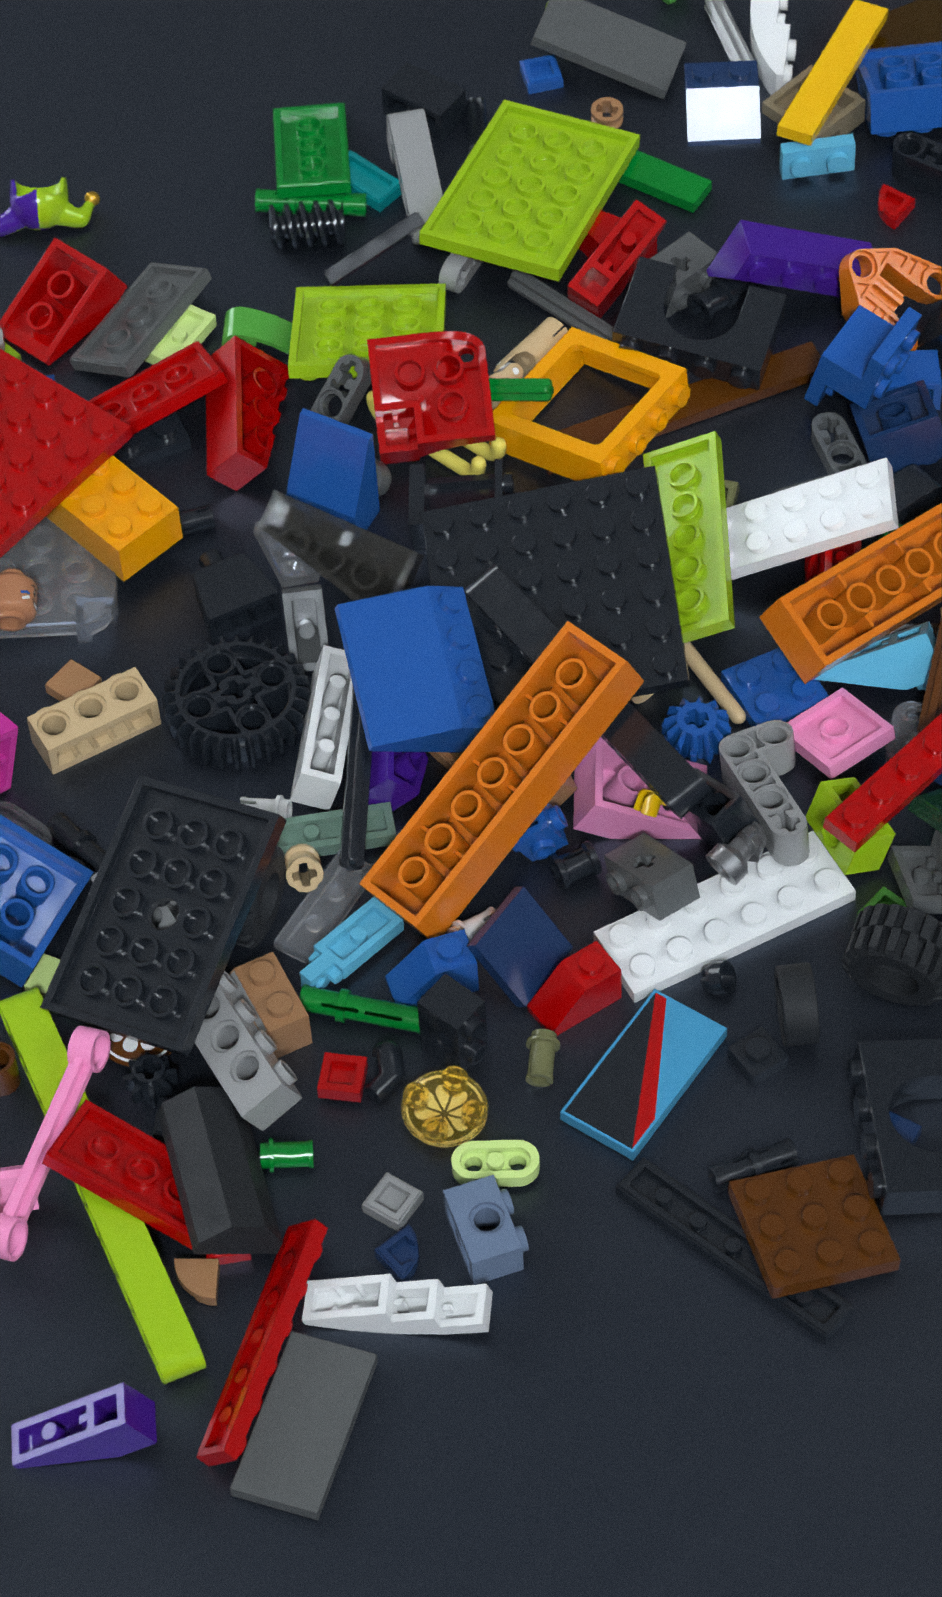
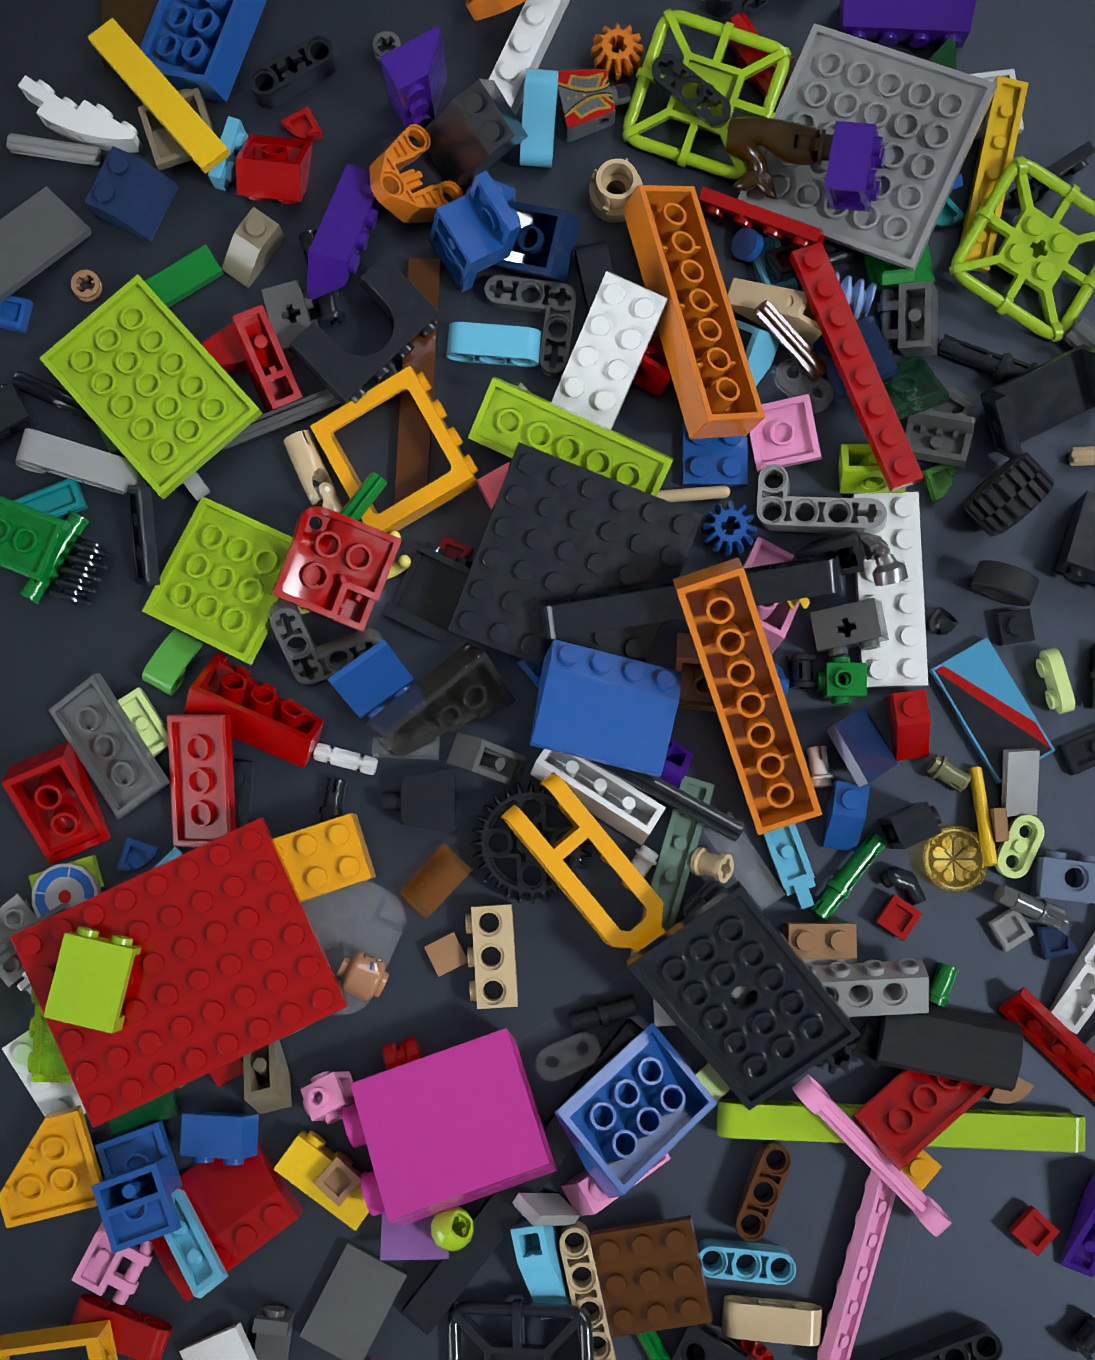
camera: 65 degrees left, 30 degrees up
(39, 1370) = (1034, 1230): none -> red plate
(57, 1224) = (921, 1169): none -> light orange plate
(145, 643) = (436, 881): none -> clear orange brick
(230, 690) = (552, 861): none -> light orange piece
(238, 513) = (345, 758): none -> white axle
(429, 1202) = (1037, 909): none -> dark grey piece
(509, 1107) = (983, 817): none -> yellow piece
(509, 1123) = (999, 824): none -> medium nougat tile
(572, 1127) = (1020, 781): none -> light grey tile
(586, 901) = (853, 676): none -> green brick
(722, 212) = (252, 247): none -> dark tan slope
(724, 1110) = (1053, 670): none -> yellowish green plate
(764, 445) = (493, 344): none -> medium azure beam
(828, 196) = (273, 168): none -> red slope

